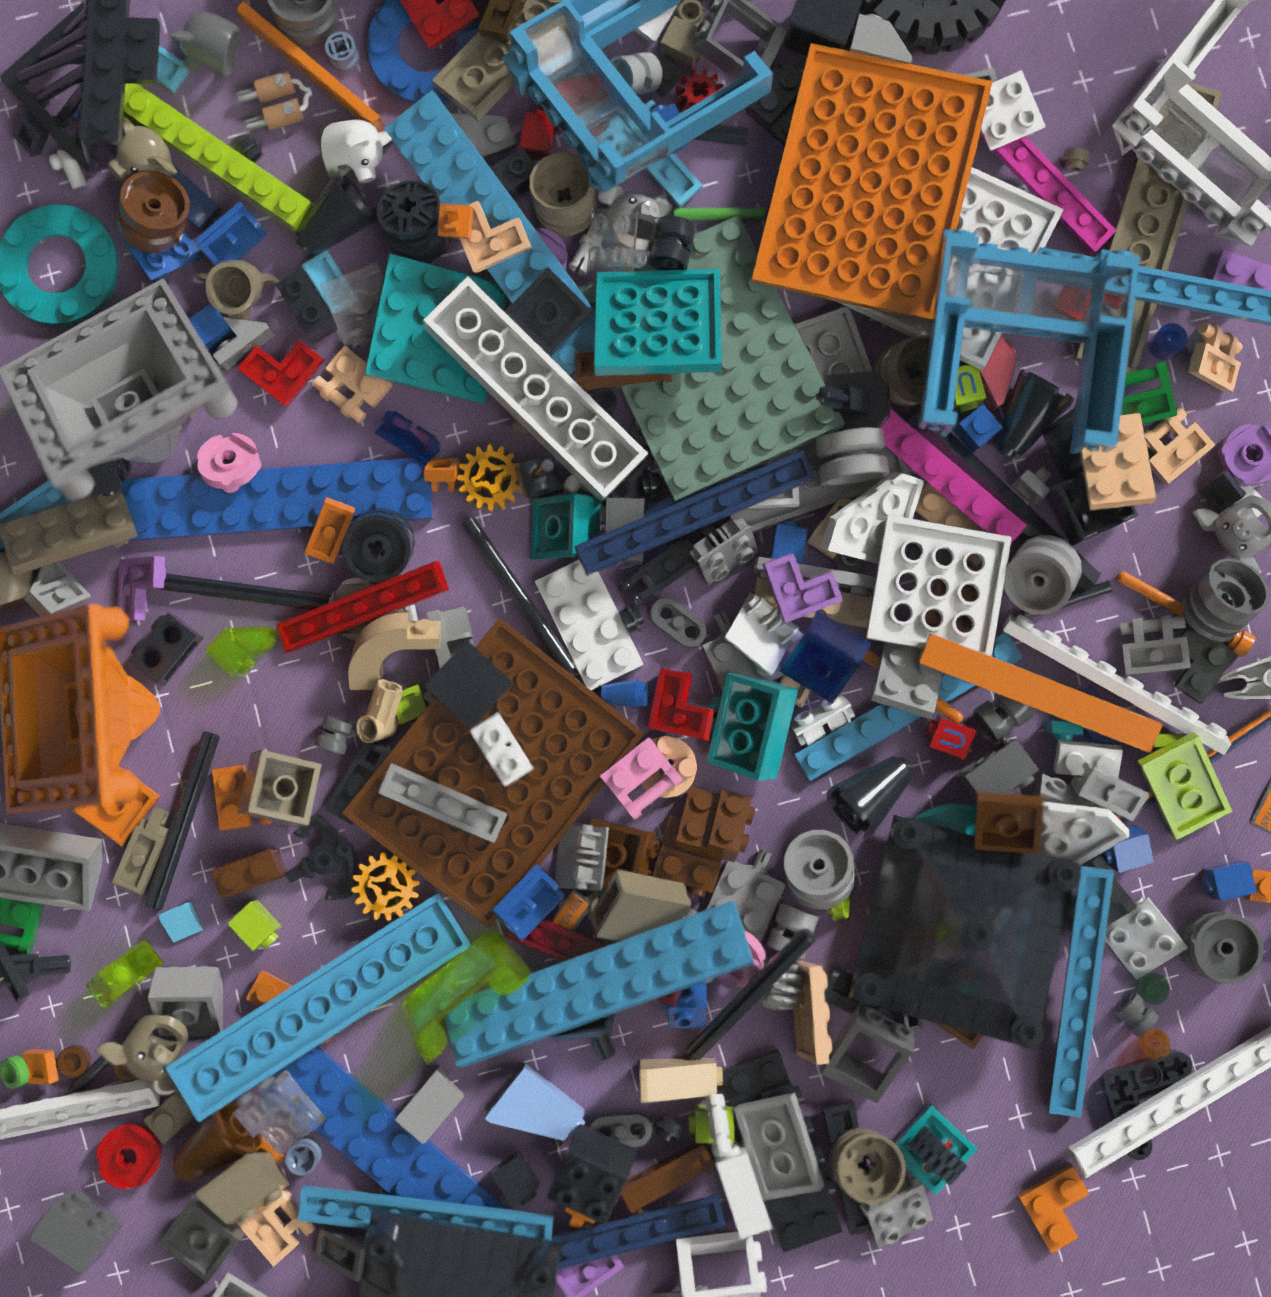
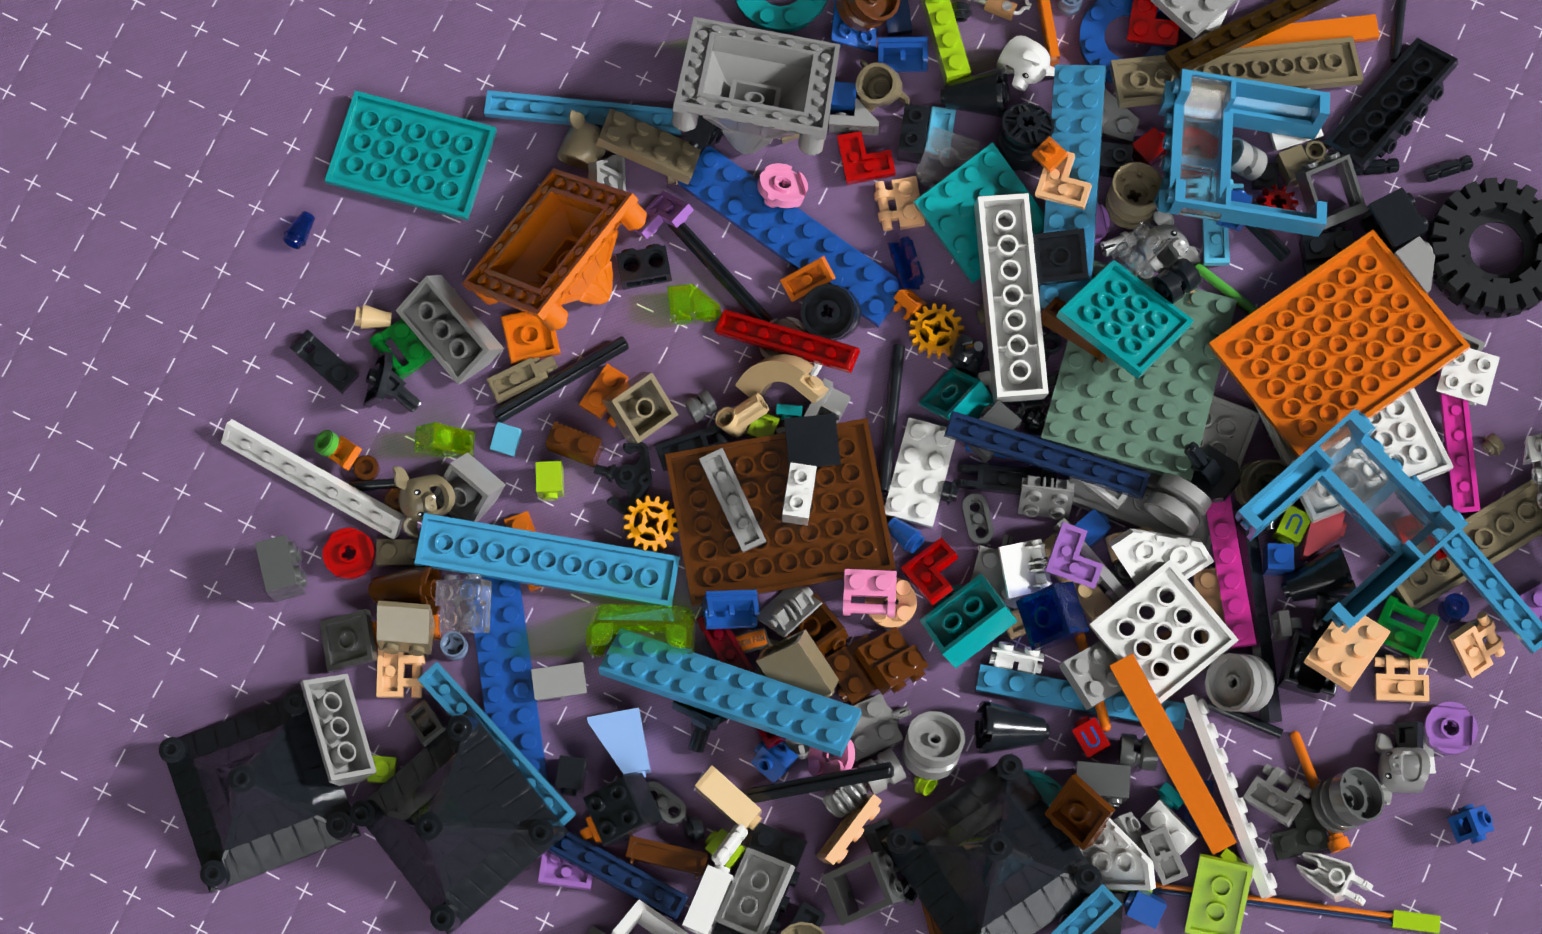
camera: 45 degrees right, 10 degrees down
(421, 670) = (789, 411): none -> teal plate

